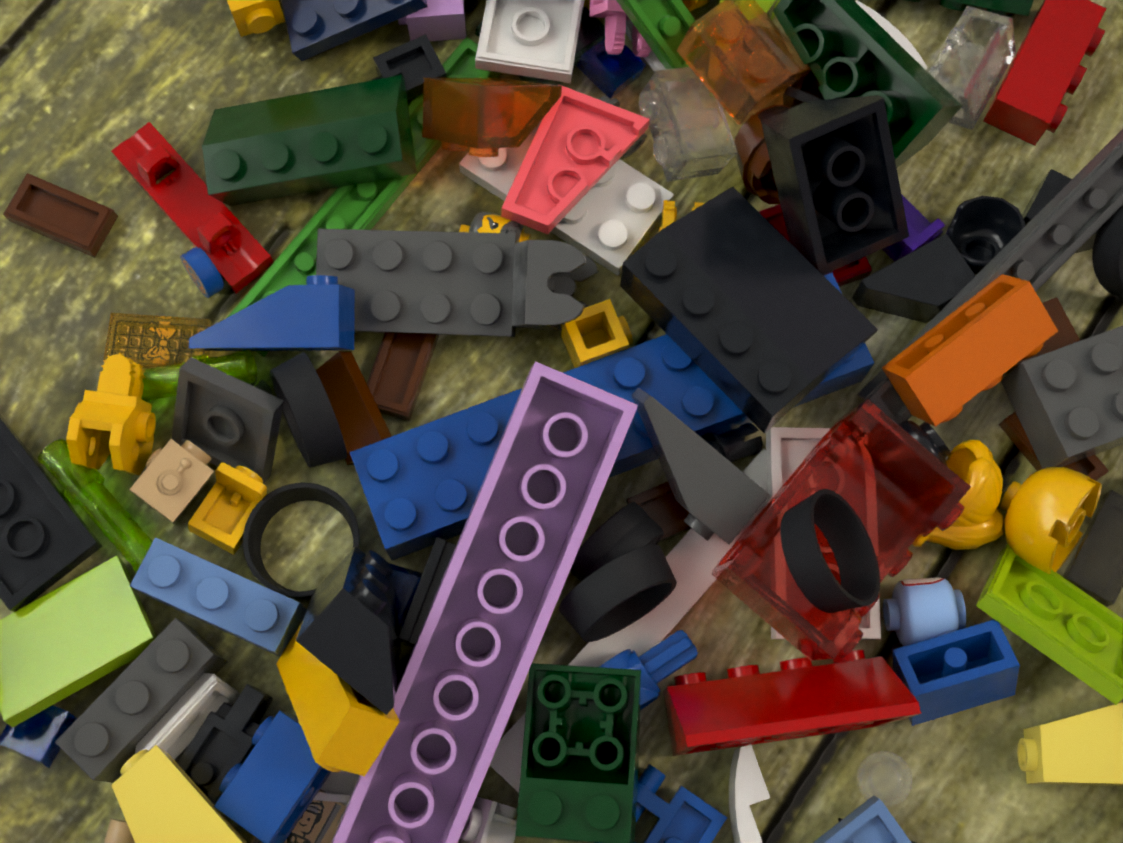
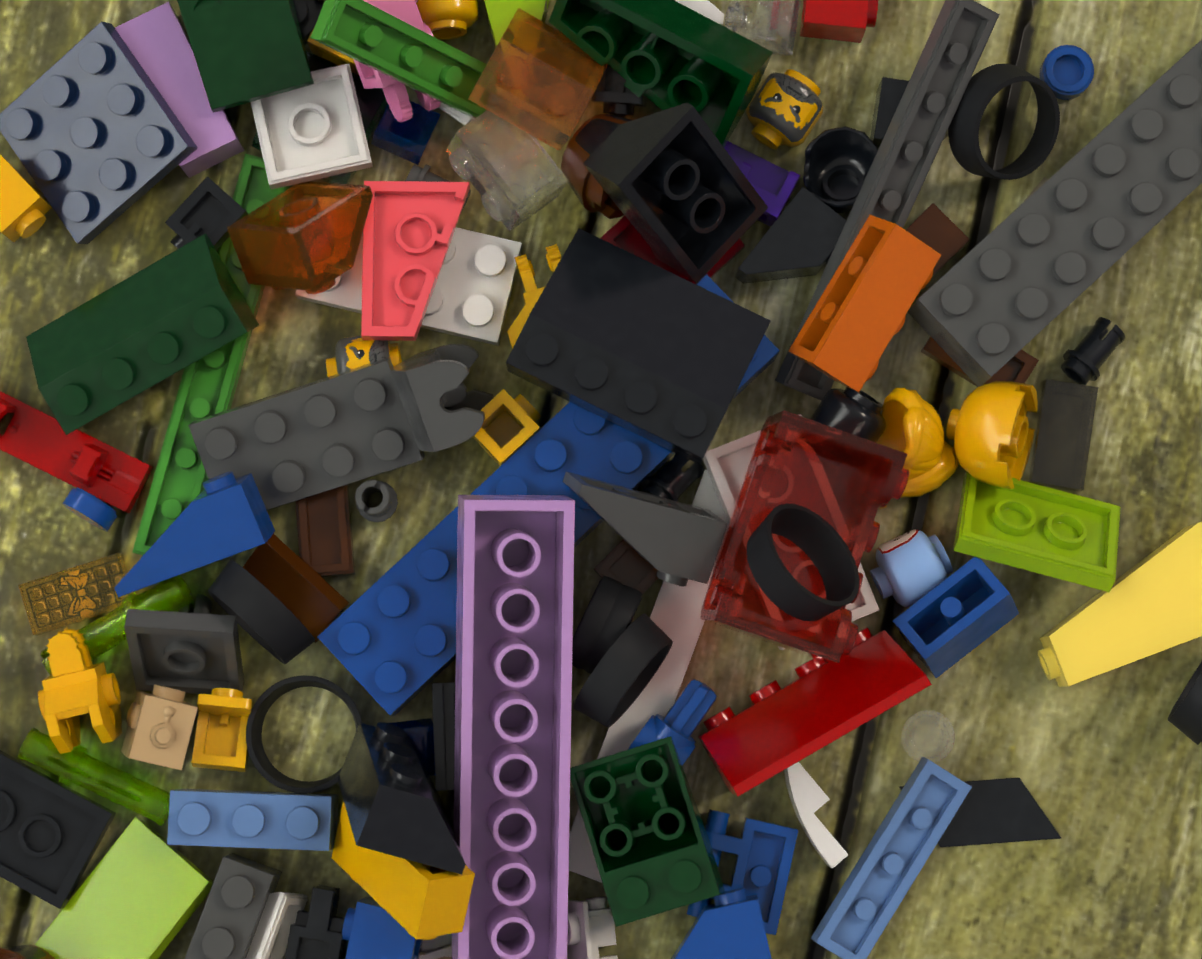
camera: 20 degrees left, 10 degrees up
(454, 359) = (387, 506): none -> dark grey pin
(950, 170) = (784, 109): none -> head

